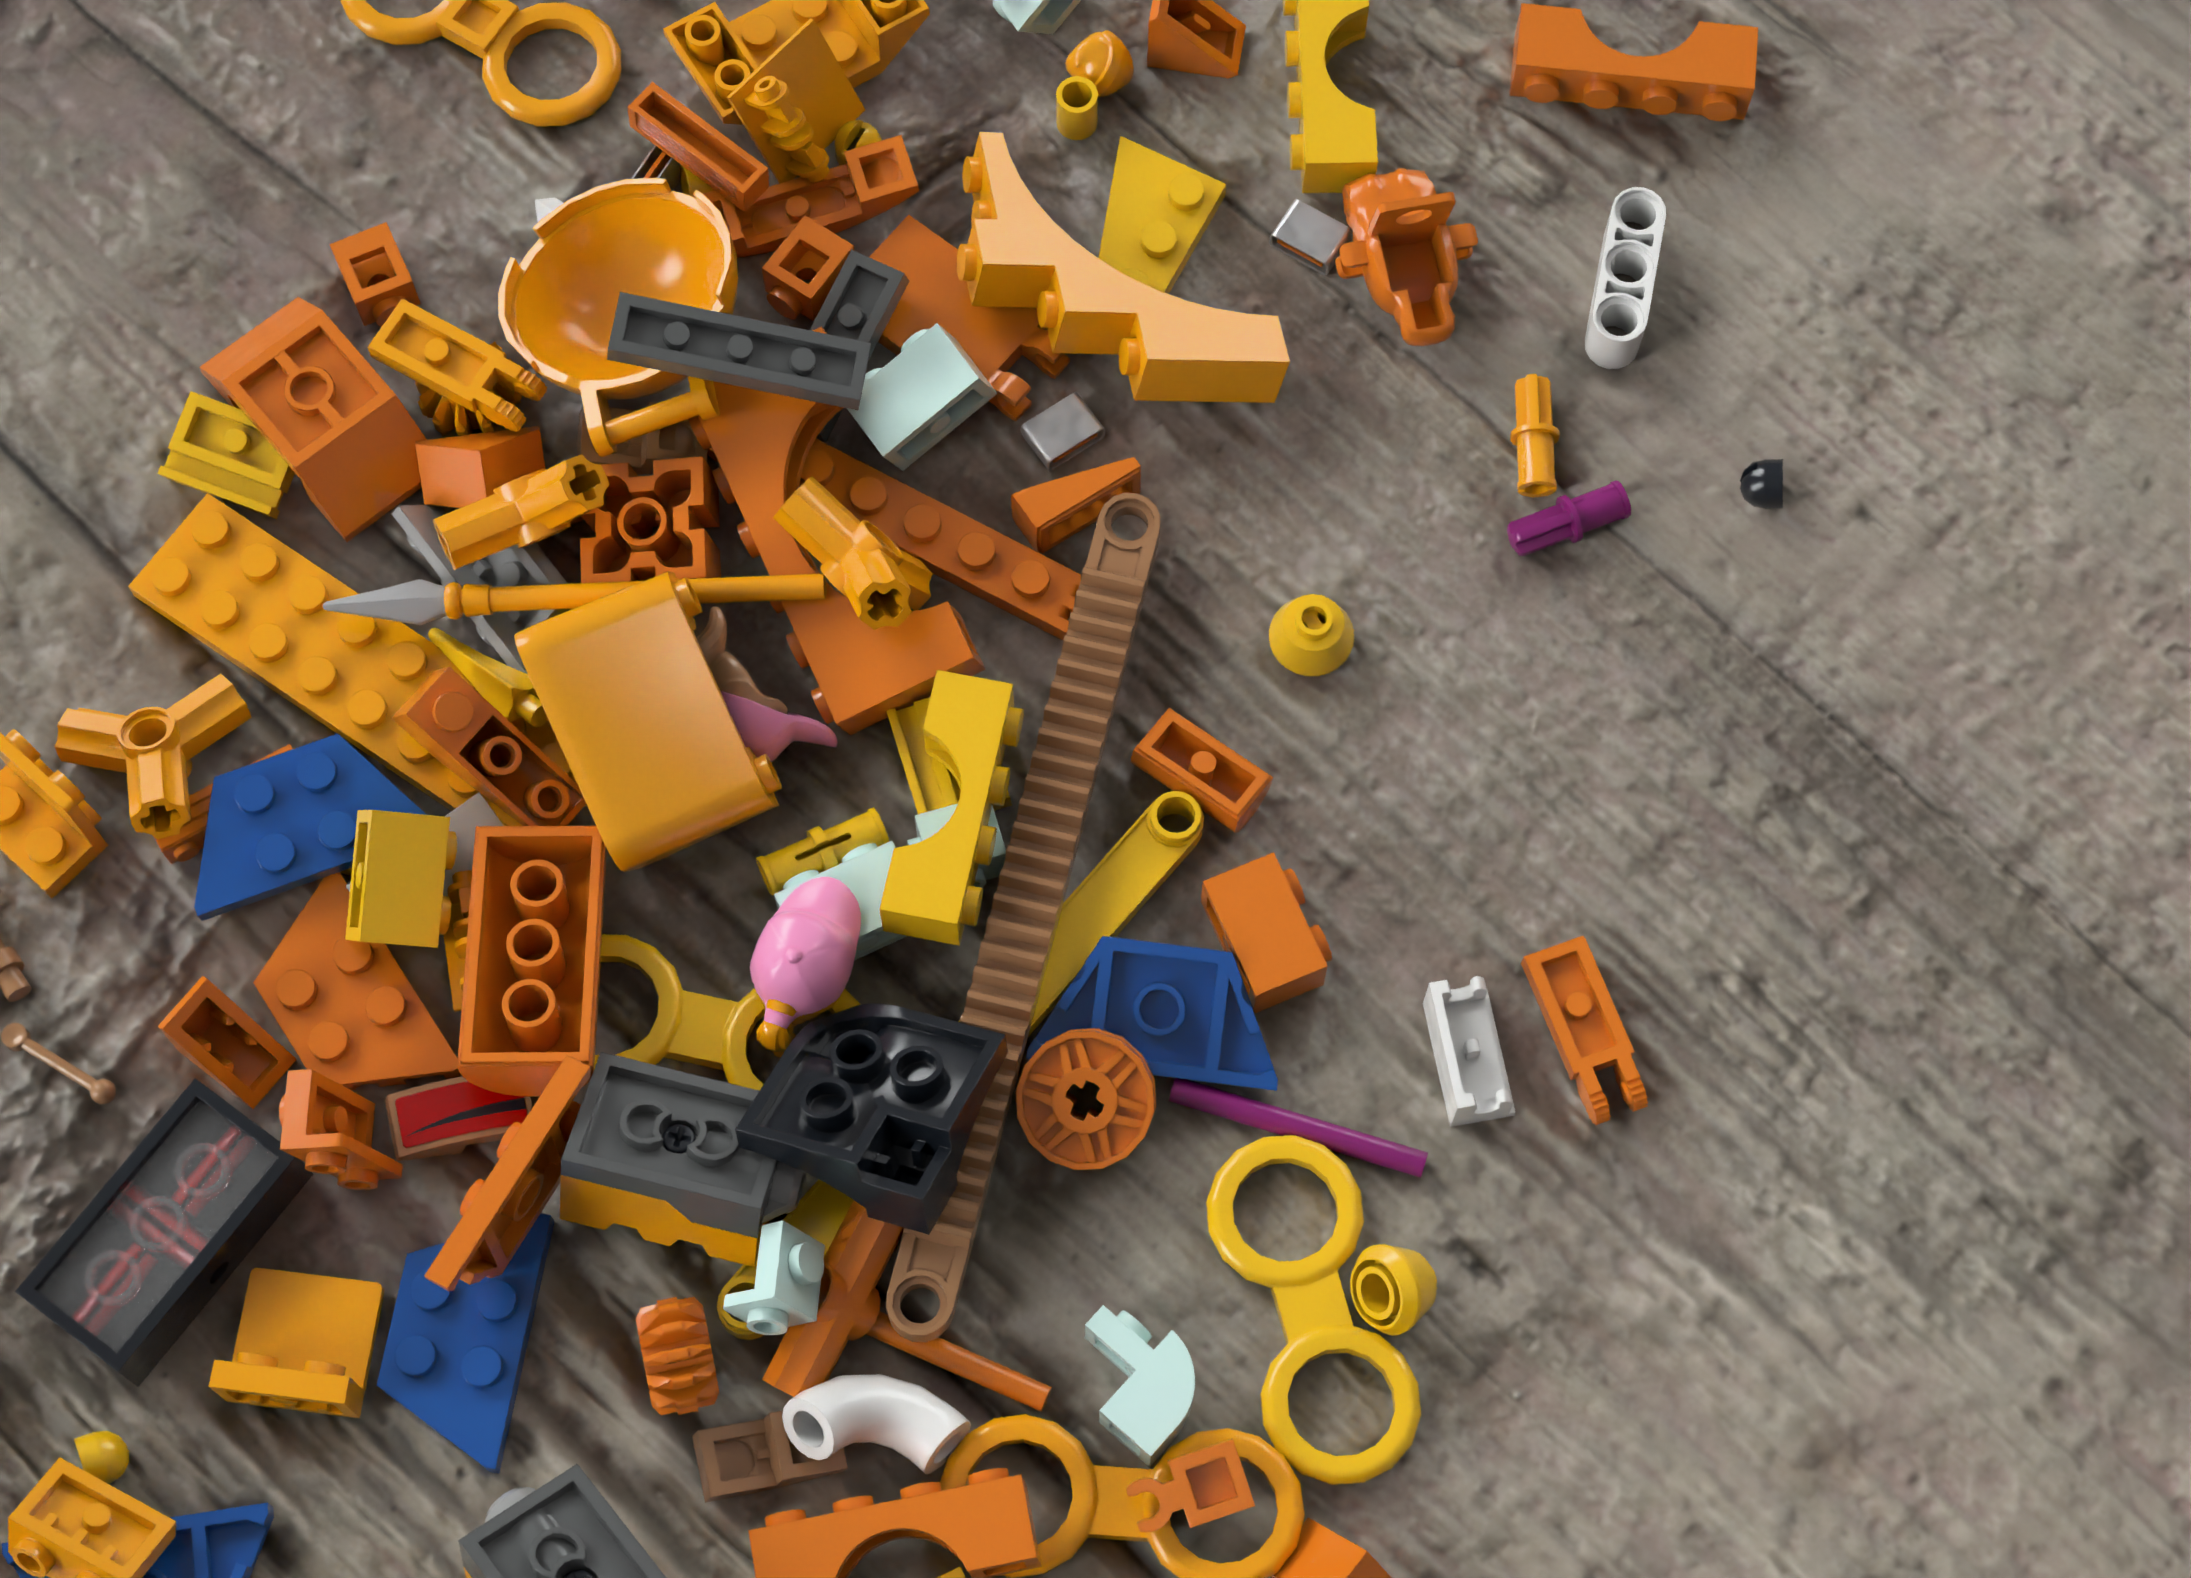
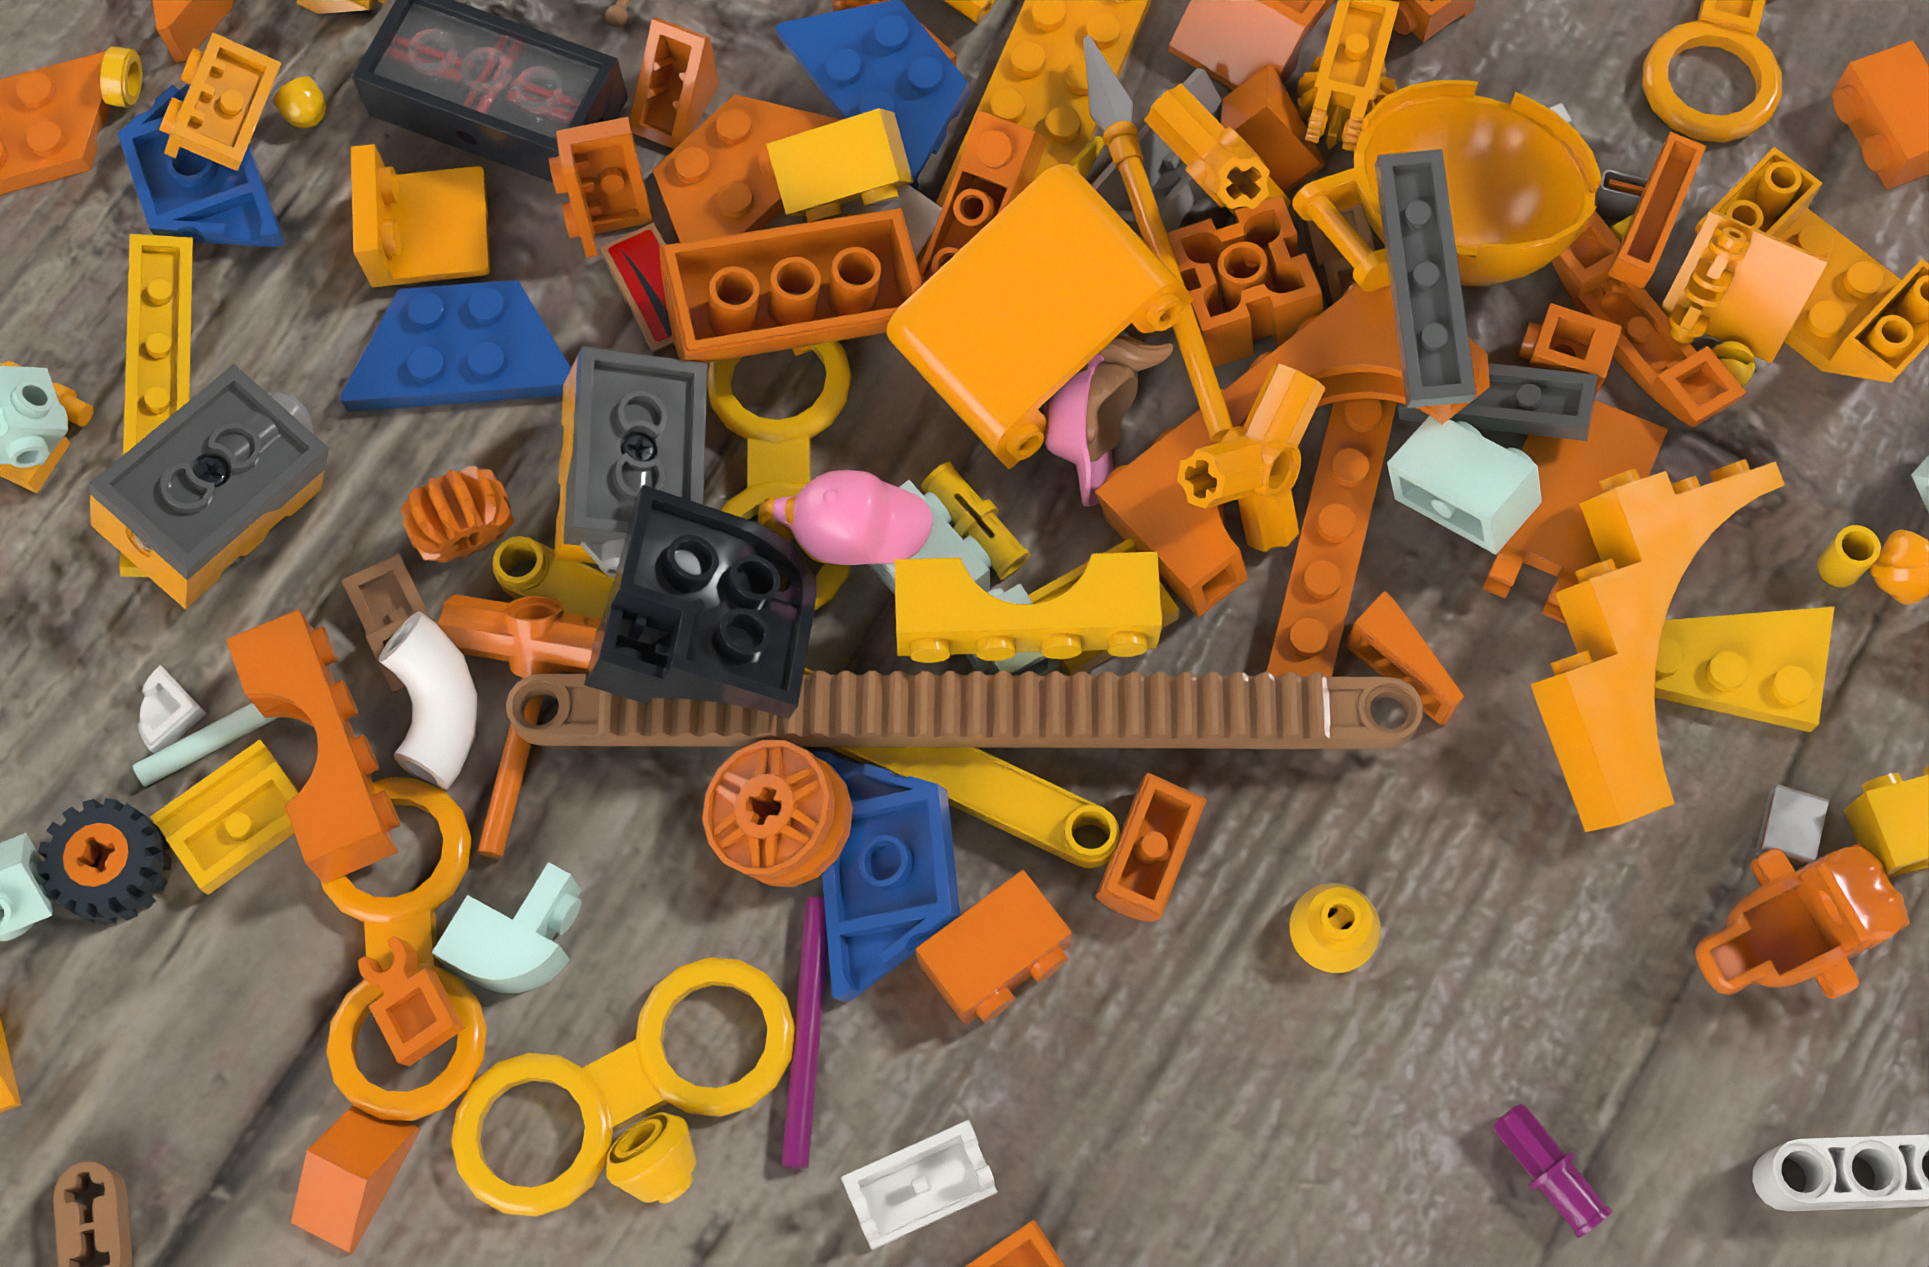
camera: 80 degrees right, 0 degrees up
(507, 1204) = (551, 327): orange wing -> none
(785, 1282) = (528, 575): light aqua bracket -> none
(1062, 431) = (1483, 633): flat silver piece -> none
(1535, 436) = (1638, 1112): light orange axle -> none

